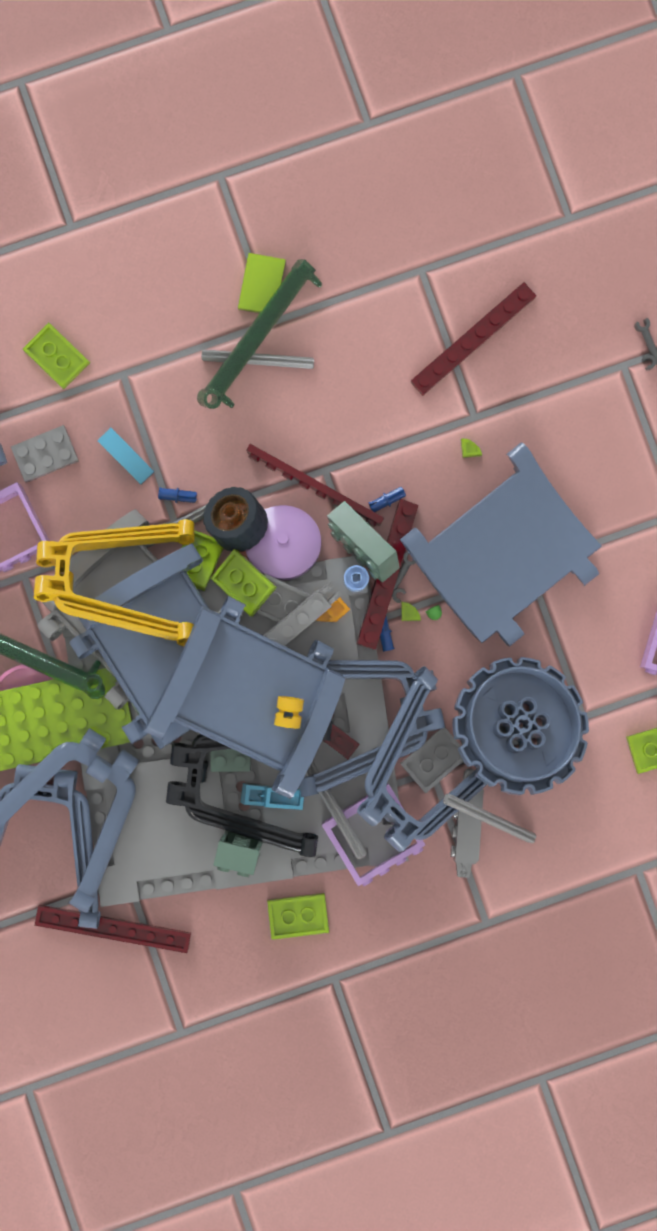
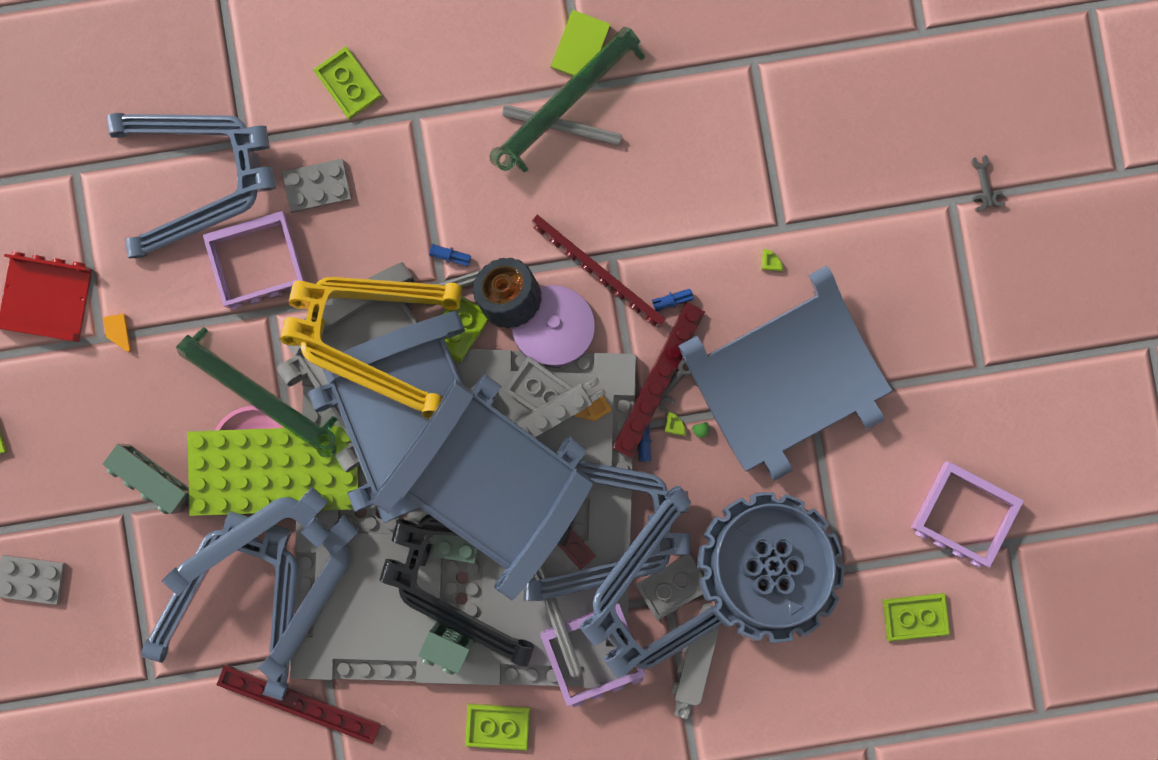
camera: 15 degrees right, 0 degrees up
(125, 456) = (402, 203): medium azure slope -> none
(243, 582) = (503, 361): lime tile -> none
(264, 796) = (485, 593): medium azure slope -> none
(289, 704) = (529, 501): yellow wheel -> none
(356, 578) = (624, 378): light blue wheel -> none
(363, 542) = (638, 341): sand green brick -> none
(473, 338) = (796, 144): dark red plate -> none
(489, 818) = (719, 659): light grey axle -> none

